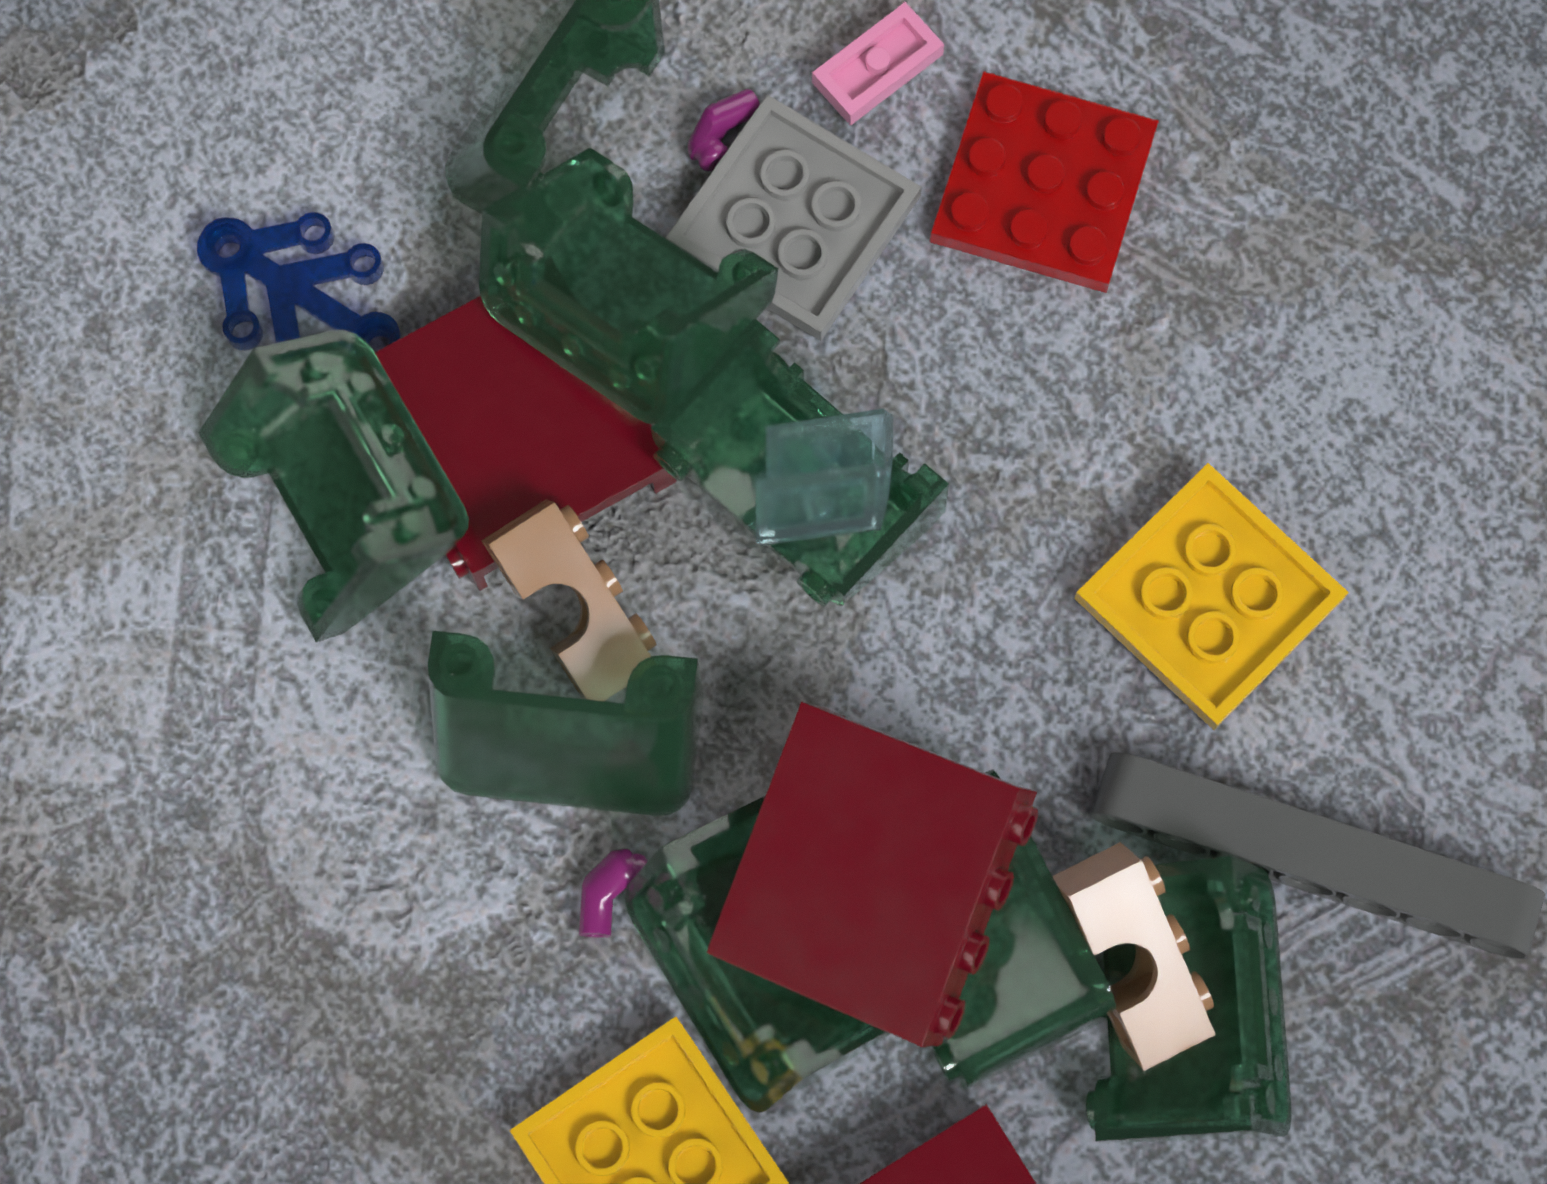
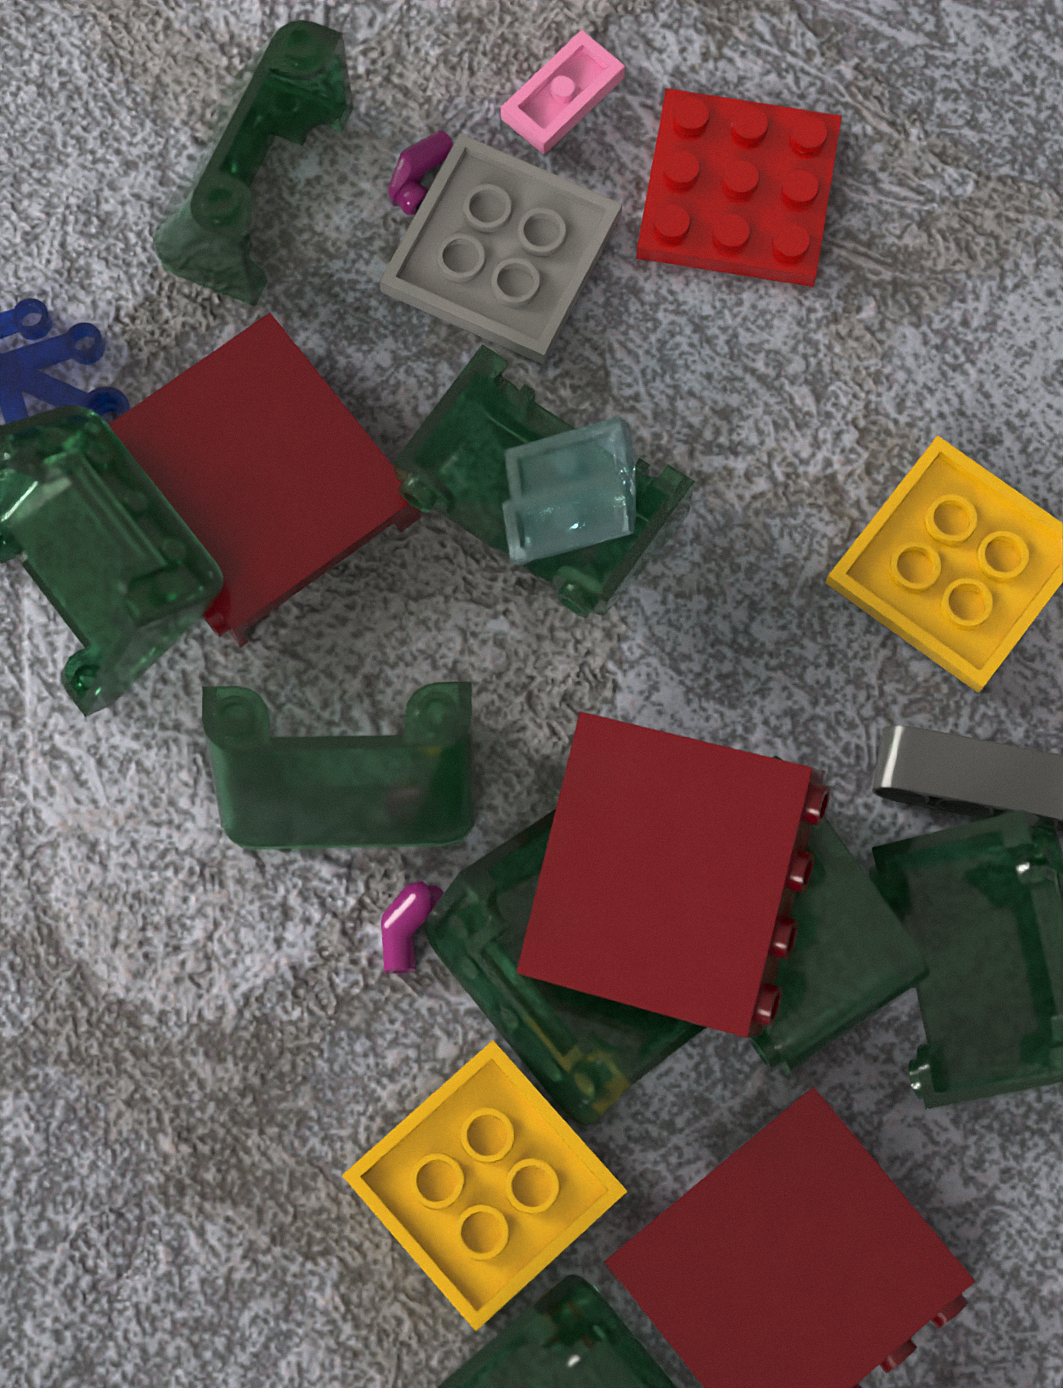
camera: 10 degrees left, 0 degrees up
(547, 550) = (305, 595): medium nougat arch -> none
(610, 293) = (334, 339): clear green windscreen -> none
(1158, 1001) = (968, 959): arch -> none

